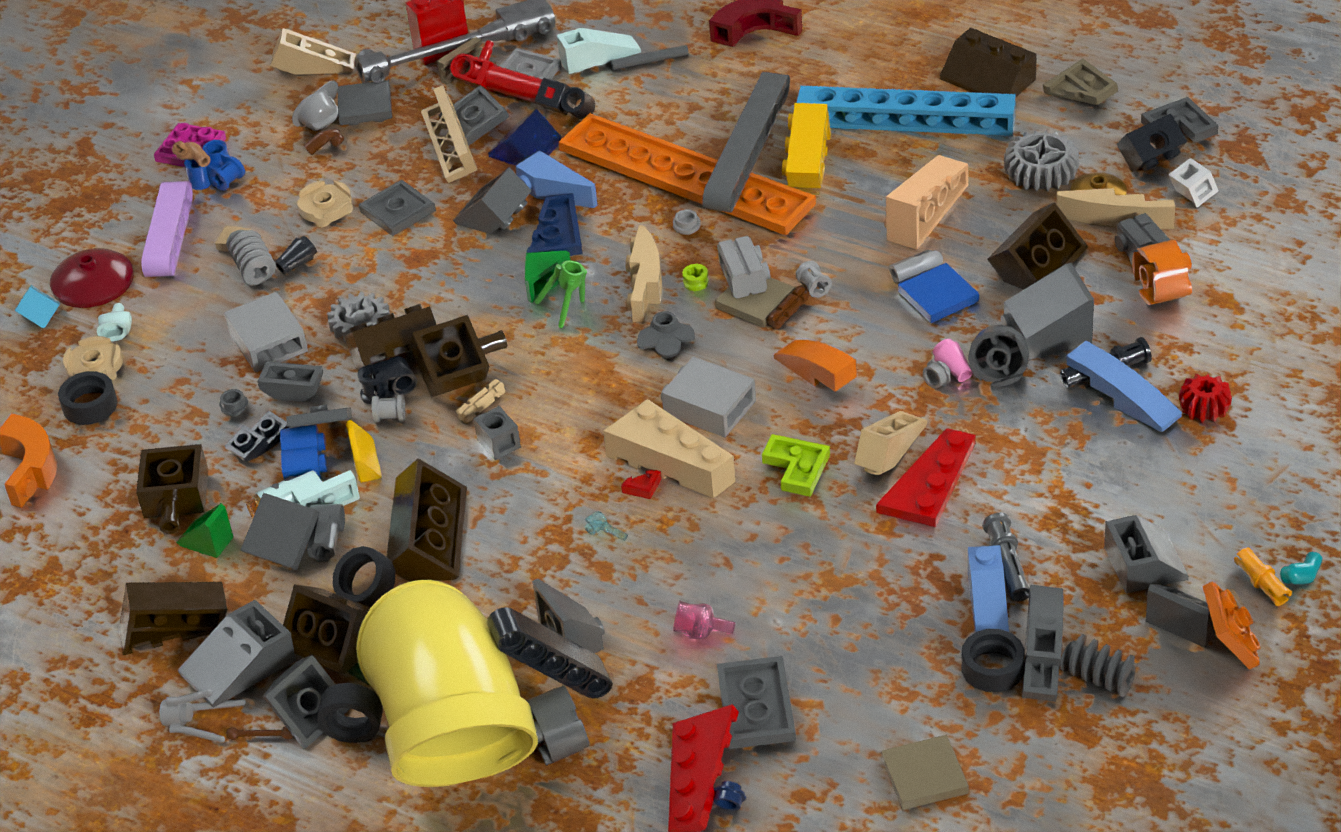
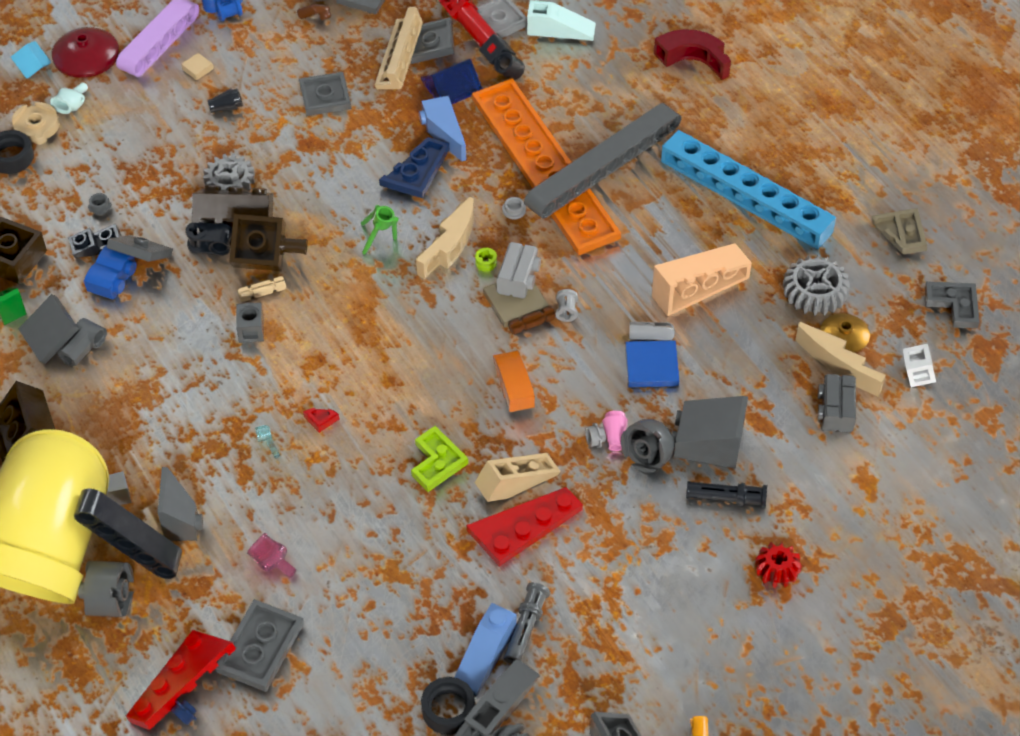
camera: 25 degrees right, 10 degrees up
(251, 256) = (193, 88): light grey piece -> none
(266, 331) = (159, 156): light grey brick -> none
(290, 381) = (146, 205): dark grey slope -> none
(310, 490) = (92, 305): light aqua plate -> none
(336, 202) = (273, 74): tan plate -> none
(349, 566) = (62, 391): black tyre -> none
(363, 453) = (152, 290): yellow slope -> none
(388, 408) = (194, 263): light grey bush -> none
(426, 524) = (149, 374): dark brown slope -> none
(495, 203) = (389, 125): dark grey slope -> none
(539, 269) = (380, 195): green slope -> none
(649, 57) = (594, 47): dark grey bar -> none
(664, 443) = (353, 397): tan wedge -> none
(665, 335) = (425, 300): dark grey plate -> none
(709, 396) = (416, 369): light grey brick -> none
(806, 145) = (645, 185): yellow wedge -> none
(989, 65) = (840, 180): dark brown slope -> none
(1037, 248) = (752, 366): dark brown slope -> none
(1129, 389) = (723, 522): medium blue slope -> none
(1142, 554) = (624, 678): dark grey slope -> none
(1162, 133) = (927, 314): black brick -> none
(1162, 272) = (826, 436): orange brick -> none

